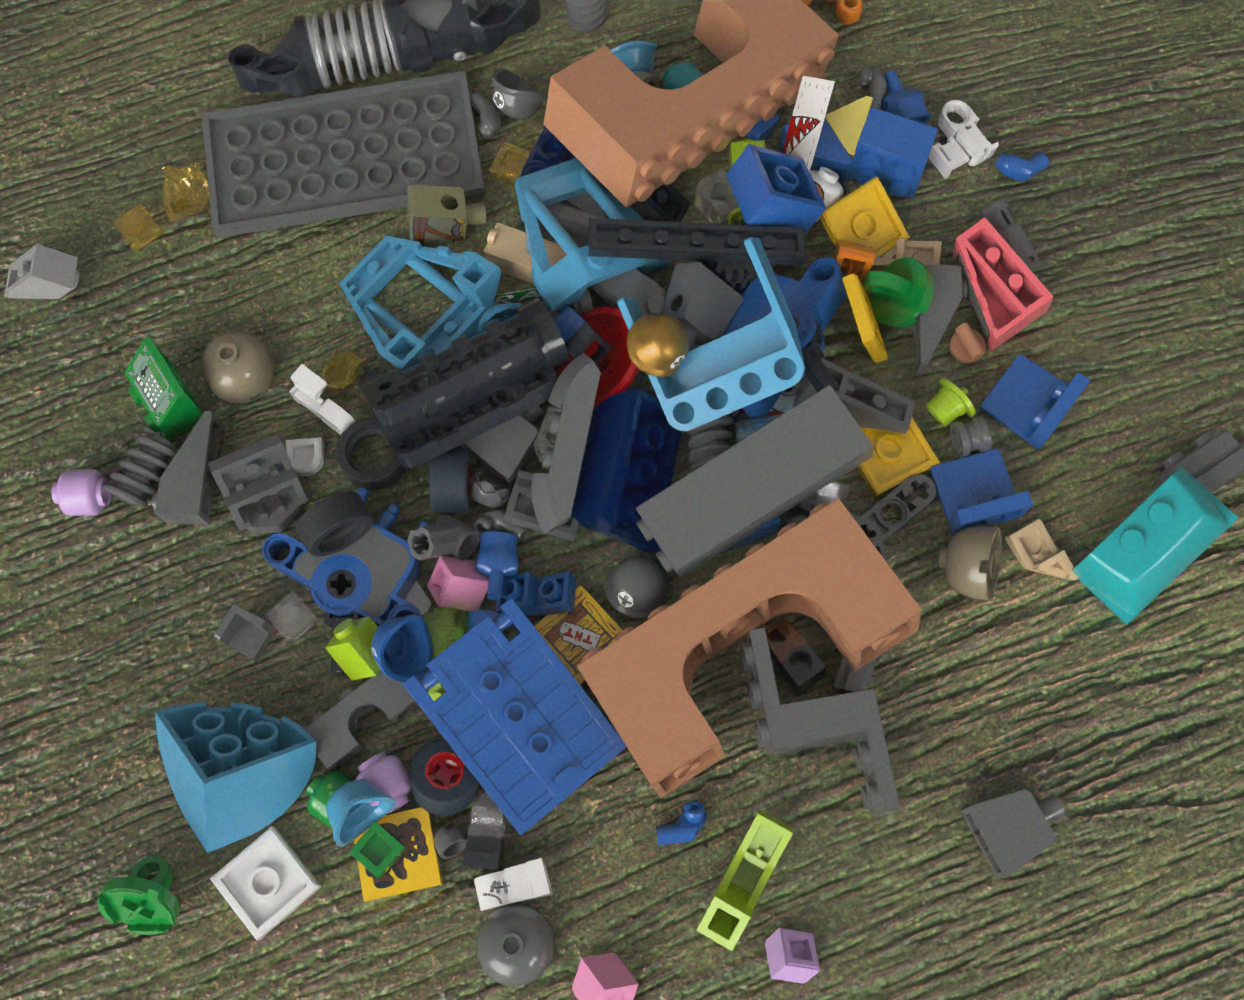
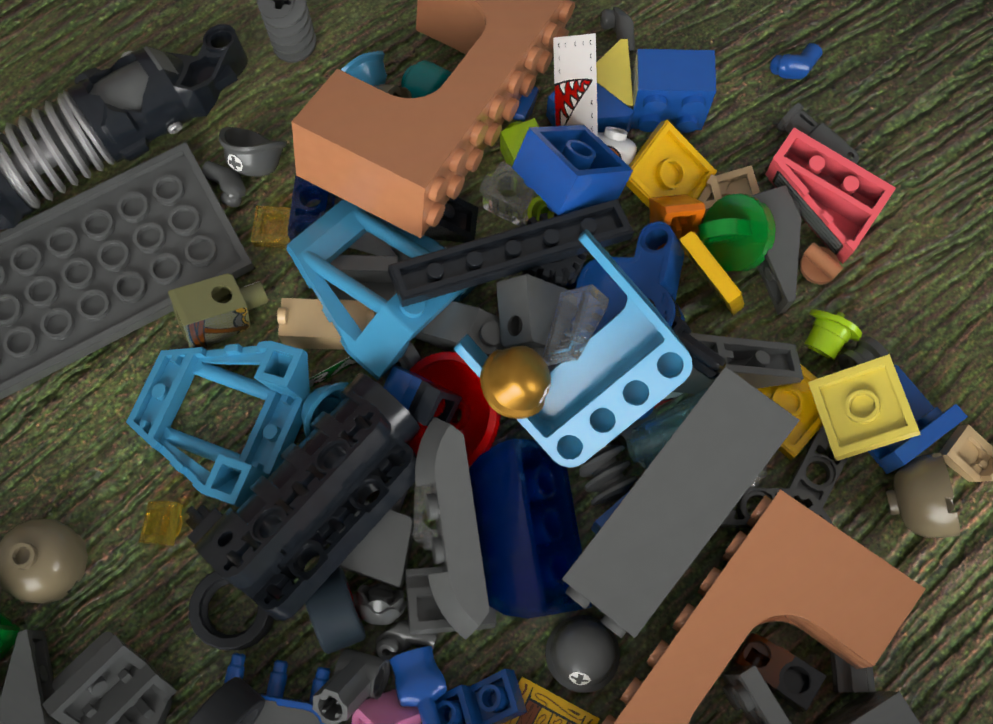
camera: 25 degrees left, 0 degrees up
(306, 455) = (155, 636): white tile -> none
(307, 392) = (135, 564): white piece -> none
(727, 314) = (574, 323): none -> clear slope
(904, 102) = (658, 33): blue piece -> none
(947, 469) = (863, 408): none -> light yellow plate
(963, 140) = (735, 53): white piece -> none
(1032, 400) = (913, 302): blue bracket -> none

